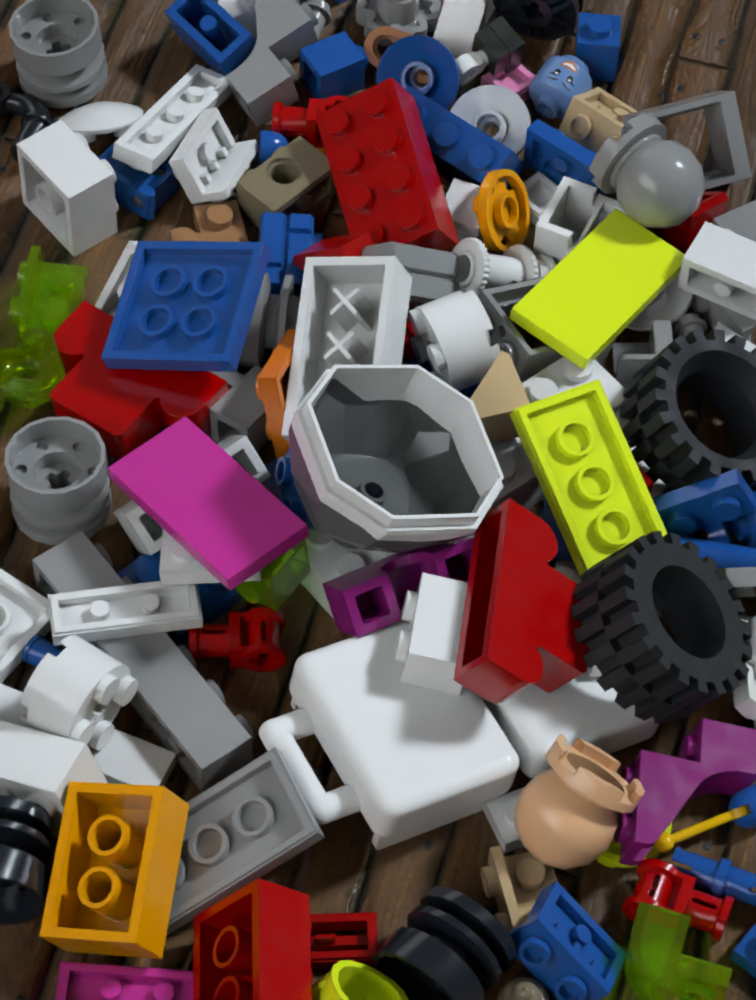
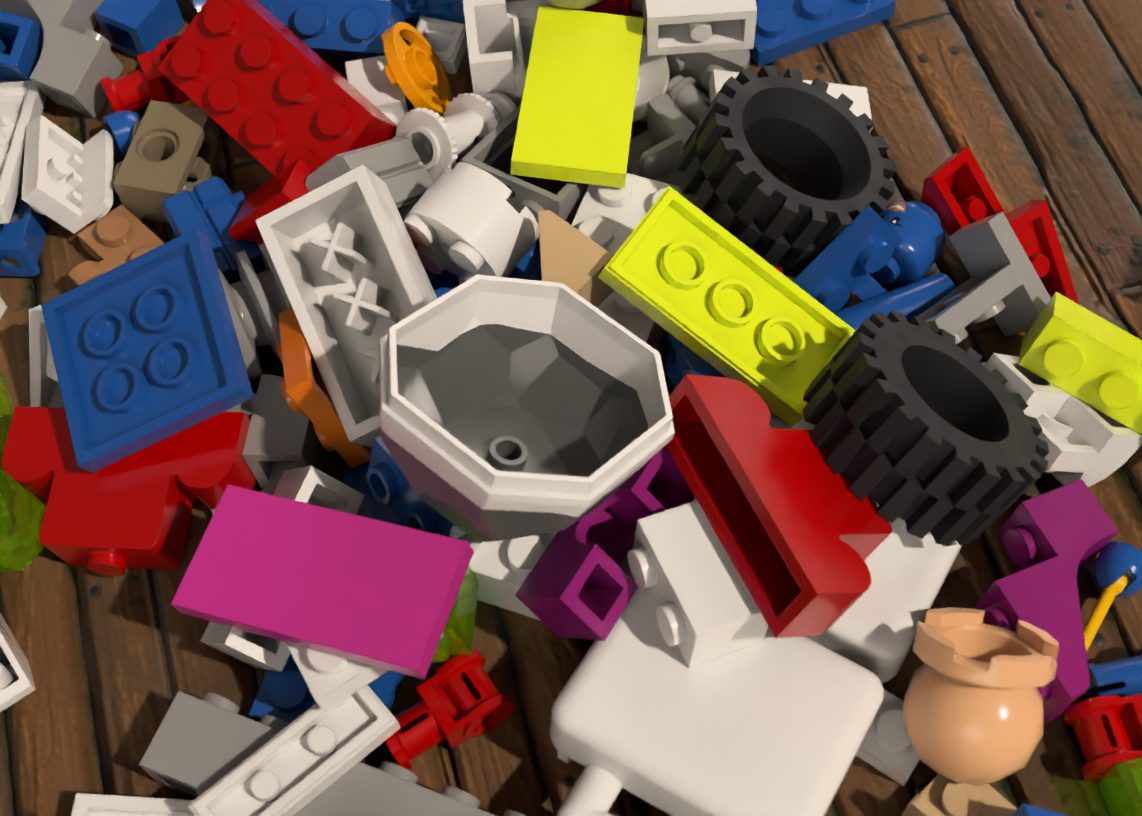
camera: 25 degrees left, 5 degrees up
(58, 479) = (110, 642): light grey wheel -> none

